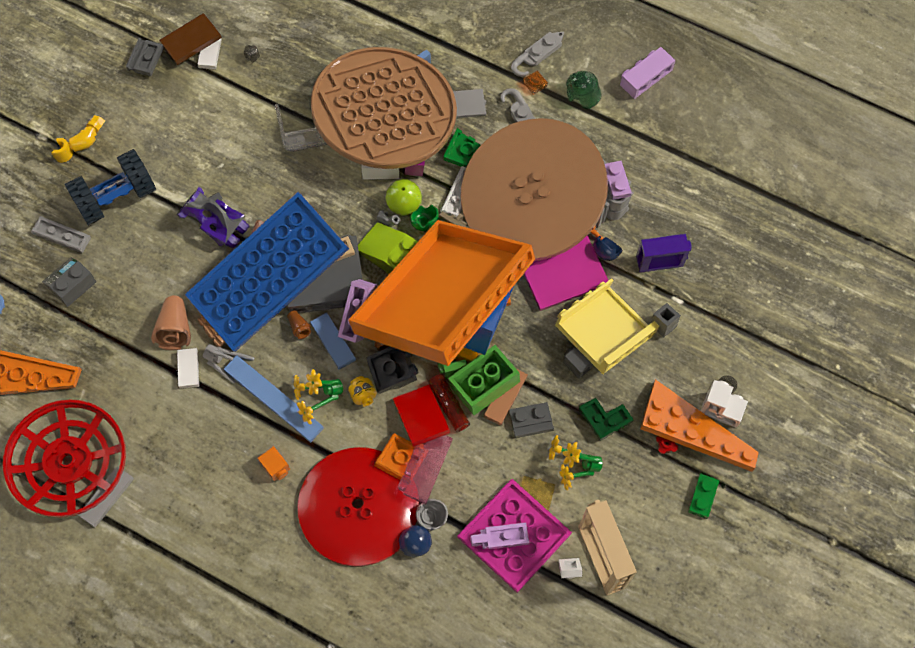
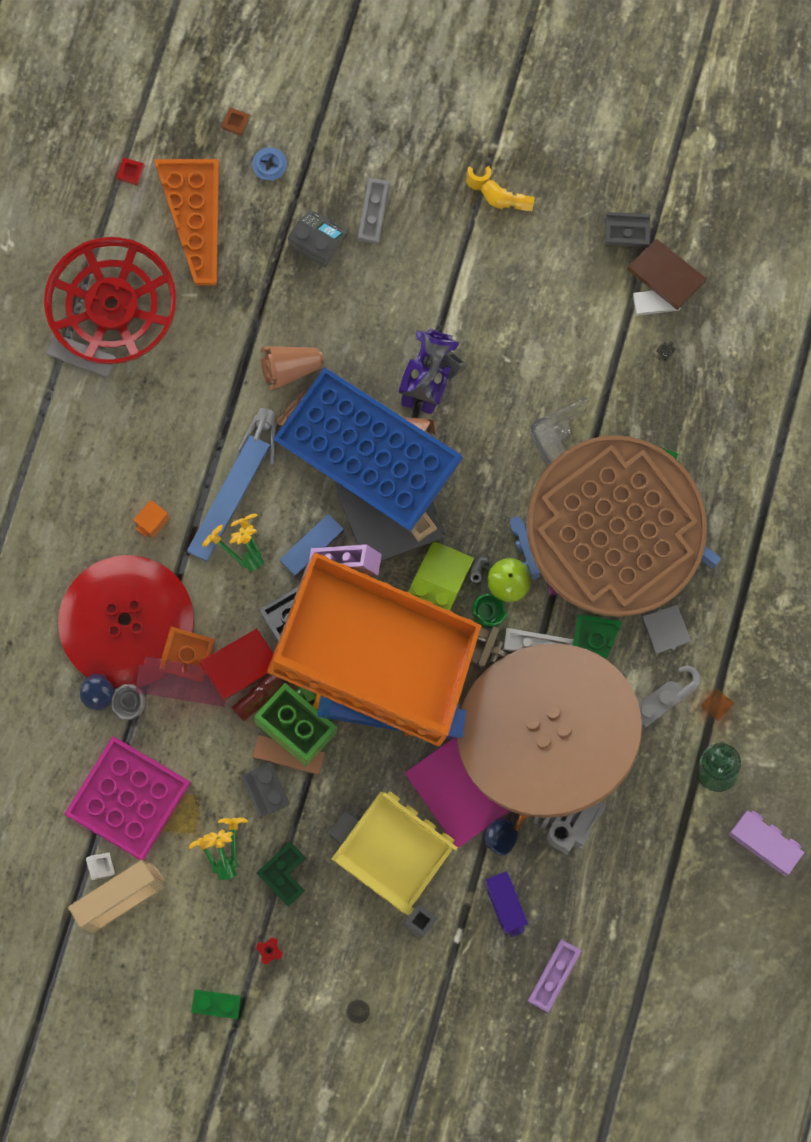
camera: 80 degrees right, 10 degrees up
(134, 177) = (416, 229): black plate -> none
(188, 368) = (244, 397): white tile -> none
(299, 325) = (319, 503): dark orange cone -> none
(362, 391) = (255, 592): yellow head -> none
(376, 182) = (518, 530): none -> medium blue hinge
(501, 536) = (117, 783): lavender hinge -> none
(538, 51) = (764, 699): light grey plate -> none
(617, 180) = (579, 826): lavender plate -> none
(682, 423) = (295, 967): orange wing -> none
(721, 237) = (554, 976): none -> lavender tile
(722, 405) = (327, 1009): white brick -> none

